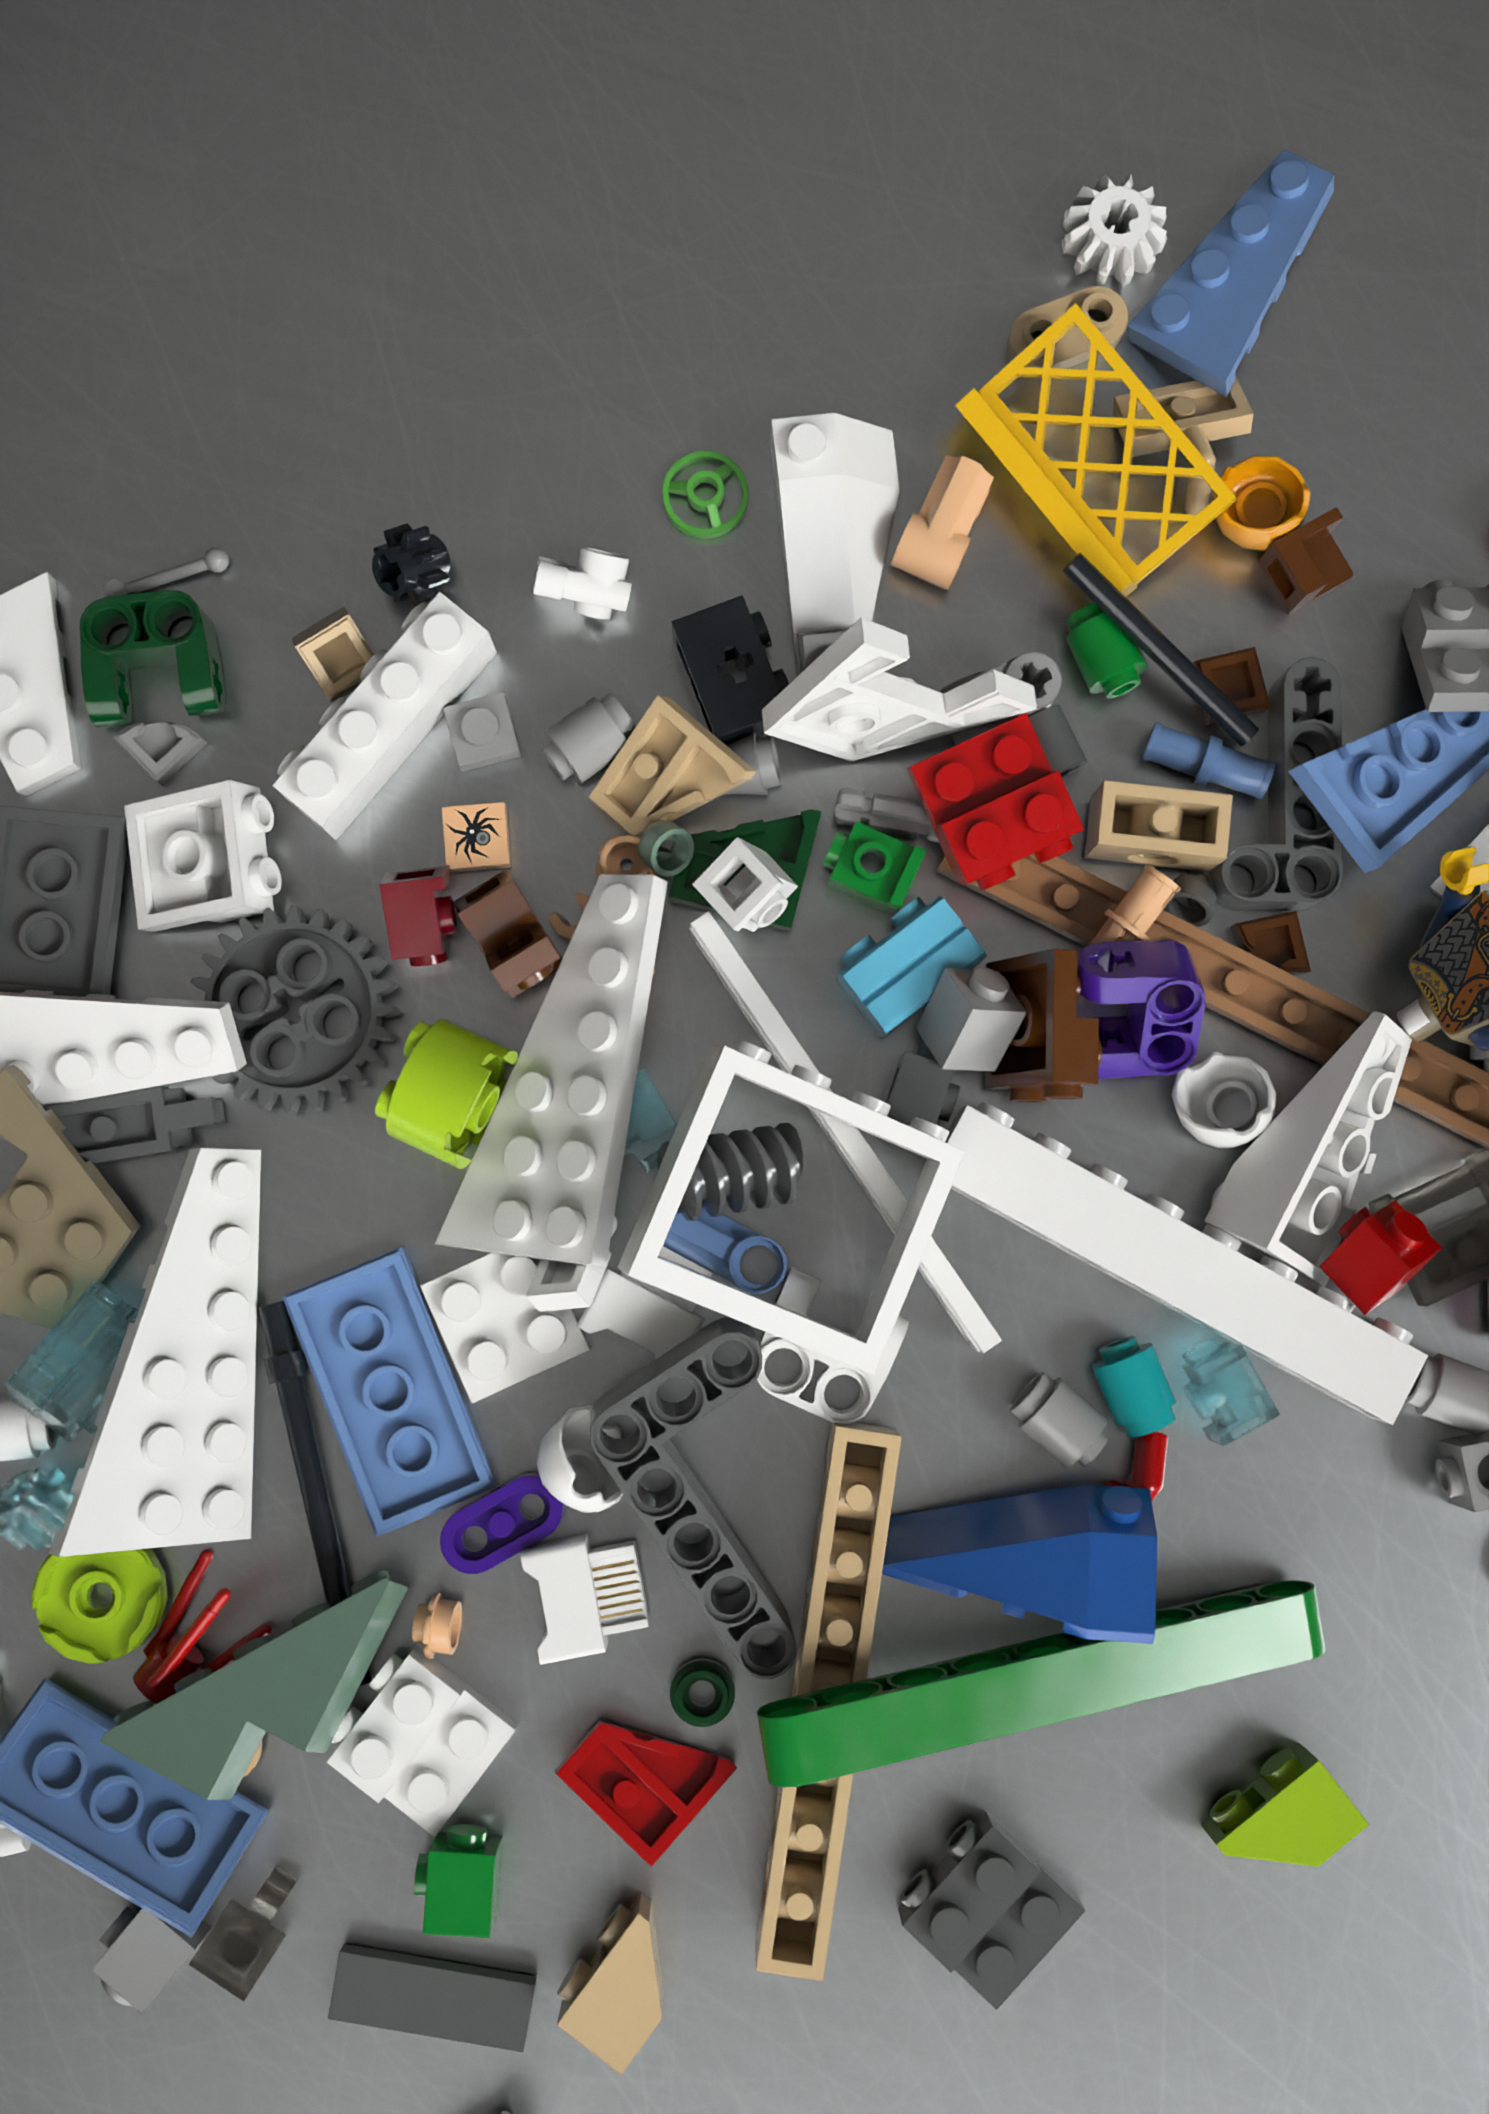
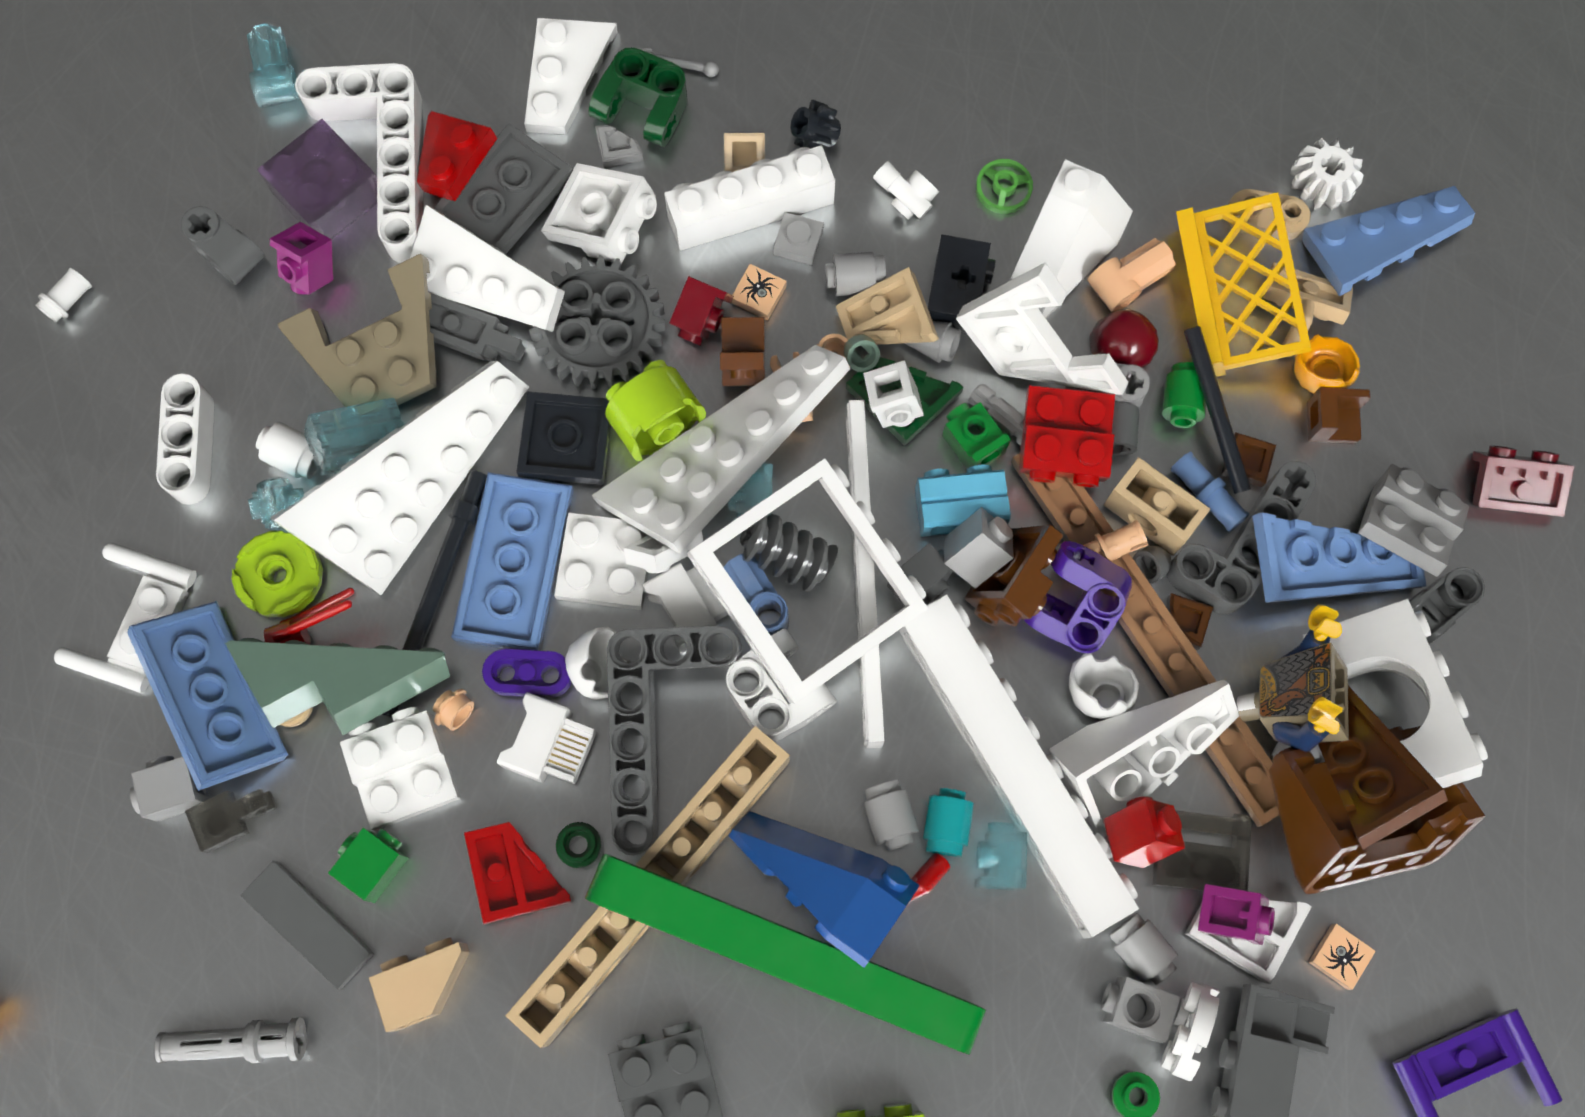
camera: 35 degrees right, 10 degrees down
(351, 1191) = (564, 438): none -> black plate
(985, 620) = (1126, 337): none -> dark red hair

